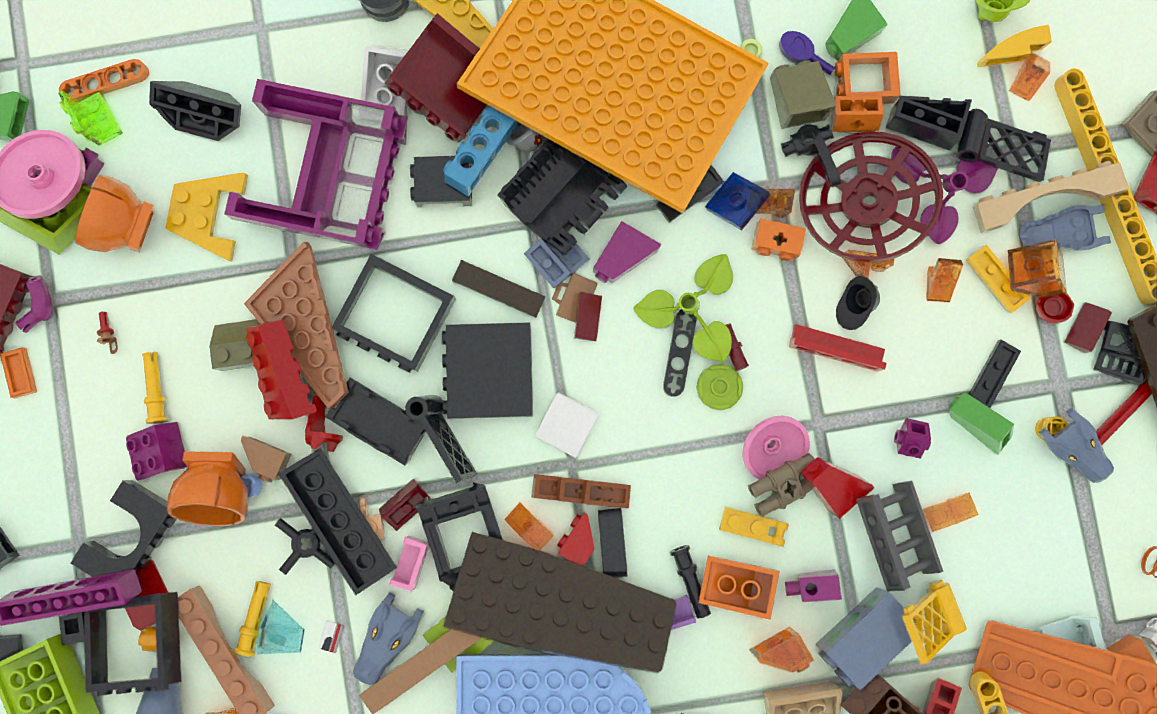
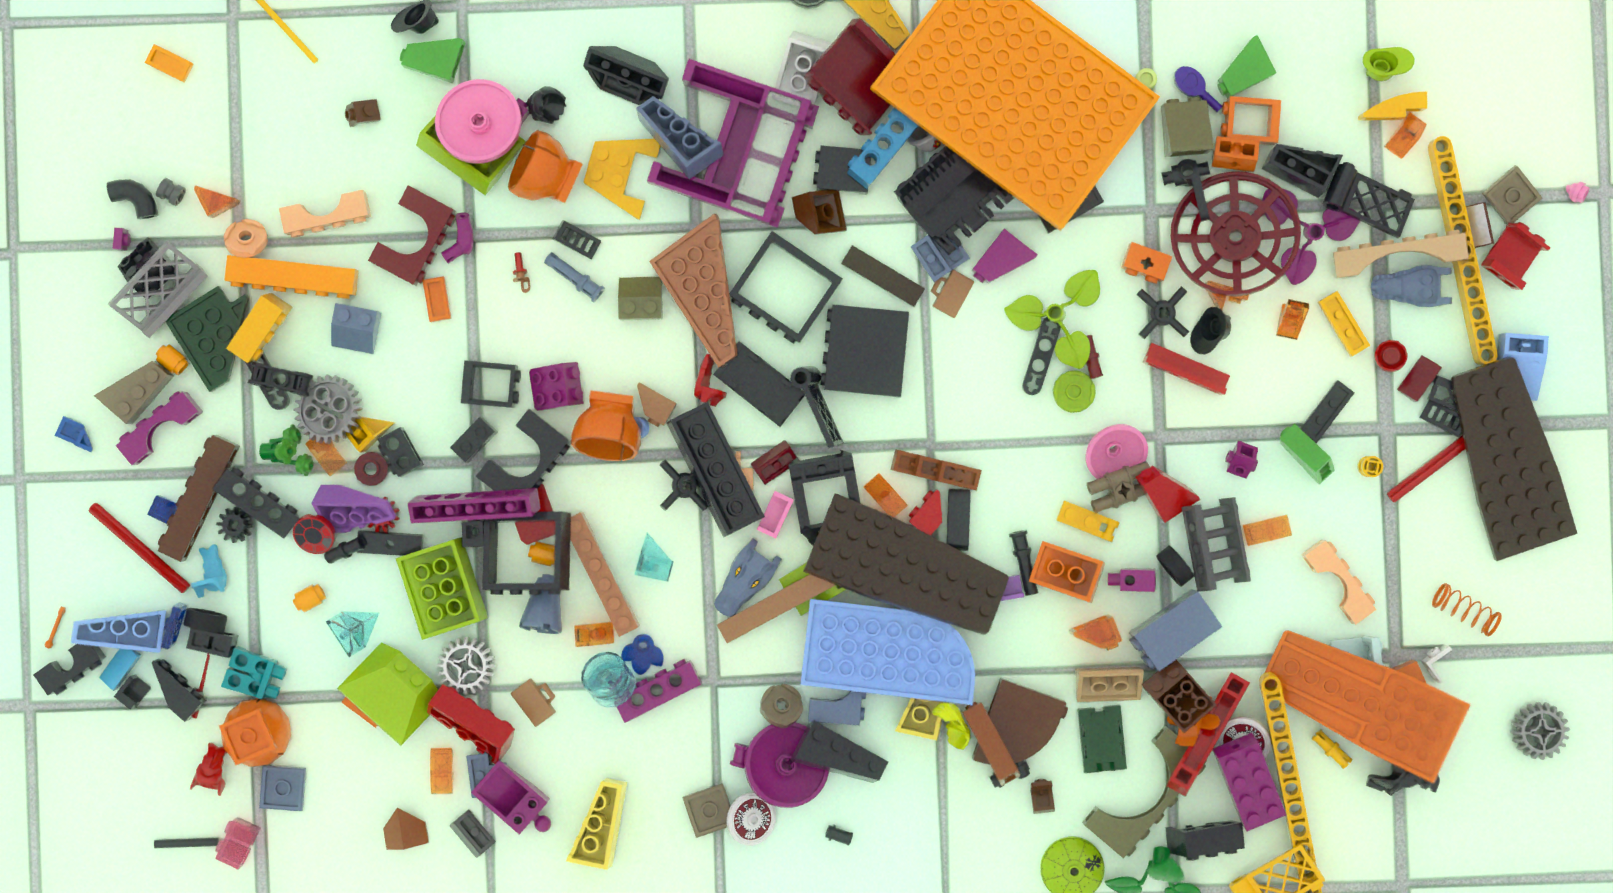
camera: 10 degrees right, 5 degrees up
(57, 458) = (468, 384): none -> black window
(67, 521) = (474, 439): none -> black brick
(91, 117) = (528, 69): clear neon green bracket -> none
(103, 77) = (537, 31): orange beam -> none
(116, 150) = (546, 104): none -> black hair
(146, 282) = (557, 237): none -> black slope
(154, 399) = (559, 339): yellow pin -> none
(172, 335) = (582, 282): none -> sand blue pin
(250, 629) = (627, 556): yellow pin -> none
(262, 169) = (682, 141): none -> sand blue wedge
(278, 372) = (678, 329): red wedge -> none
(331, 636) = (695, 571): sticker -> none
(422, 227) = (820, 211): none -> reddish brown slope
(566, 424) = (930, 408): white slope -> none
(587, 316) = (961, 312): dark red slope -> none
(737, 201) = (1113, 222): clear blue plate -> none
(778, 203) = (1144, 226): clear orange slope -> none
(811, 292) = (1162, 321): none -> black bar
(858, 565) = (1175, 566): none -> black tyre
(946, 620) = (1247, 617): yellow piece -> none
(1037, 269) = (1379, 320): clear orange slope -> none
(1058, 580) = (1355, 603): none -> light nougat arch
(1080, 448) = (1391, 487): sand blue animal -> none
(1127, 156) = (1480, 224): none -> flat silver slope

